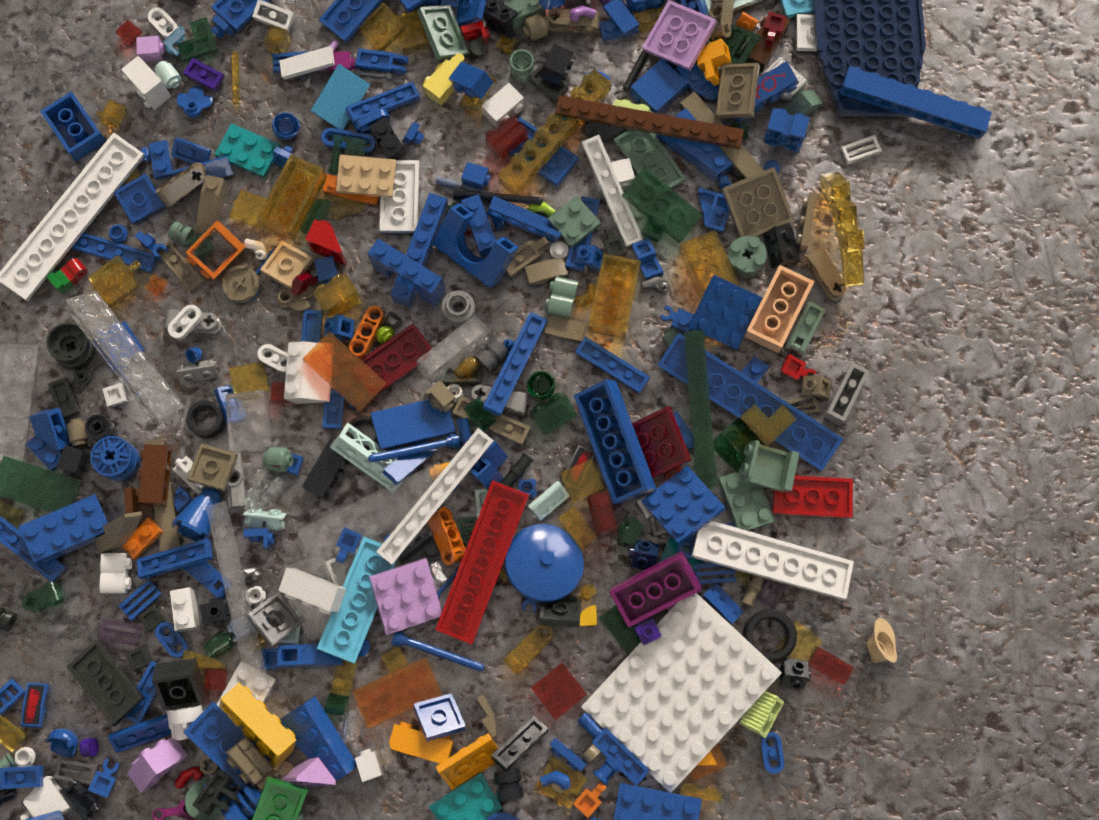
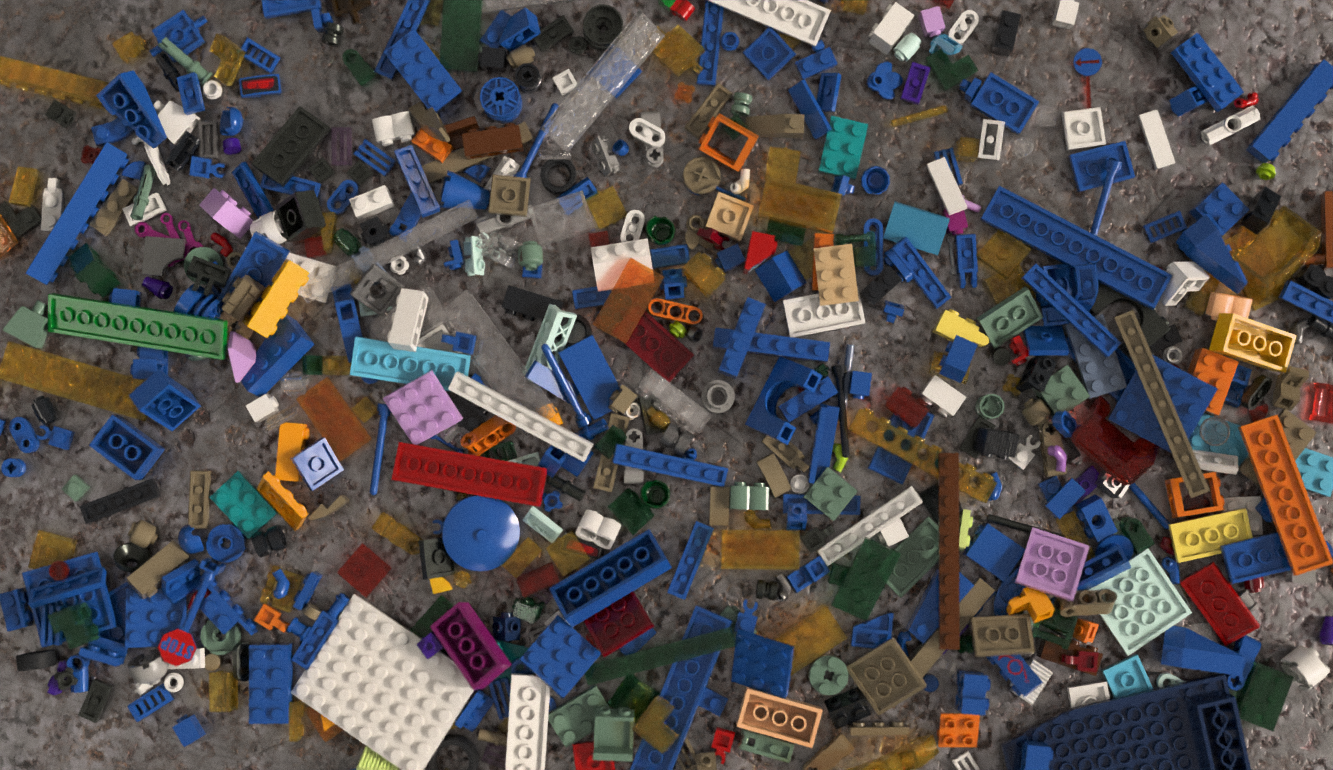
camera: 75 degrees right, 10 degrees up
(149, 242) = (725, 74): blue plate -> none
(166, 433) = (535, 146): none -> blue piece
(181, 184) = (791, 92): dark tan piece -> none
(284, 331) = (660, 230): none -> dark green hair
(356, 230) = (780, 276): none -> blue slope
(519, 743) = (307, 544): plate -> none
(564, 446) = (598, 529): none -> white brick
(573, 45) = (1024, 454): none -> white plate
(654, 299) = (771, 589): none -> pearl dark grey wheel
(804, 103) = (1006, 704): sand green slope -> none
(819, 149) = (958, 730): none -> orange hinge

